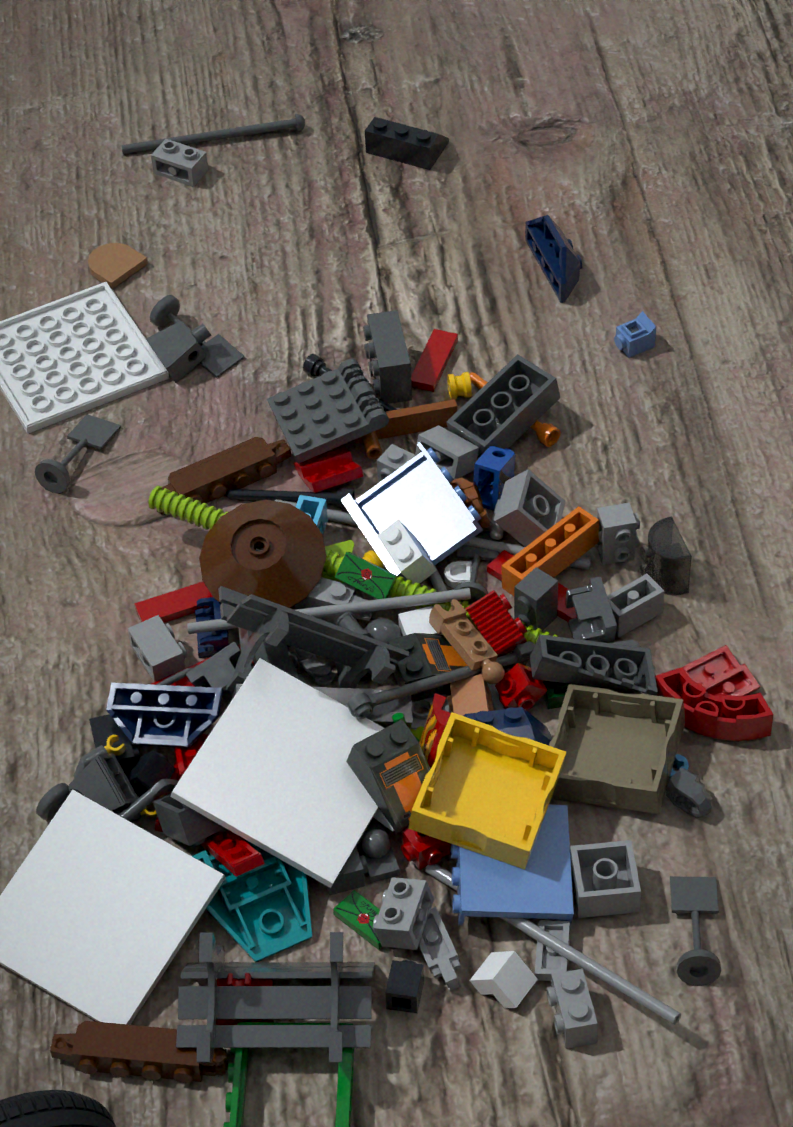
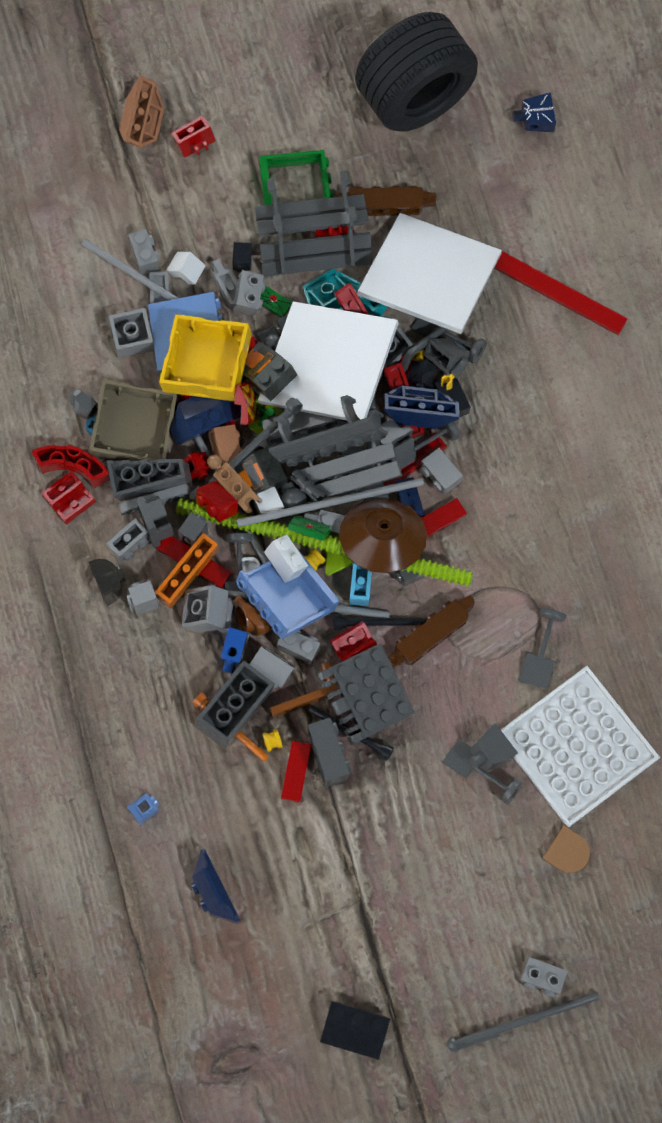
camera: 165 degrees right, 25 degrees up
(696, 896) = (78, 337): dark grey piece -> none

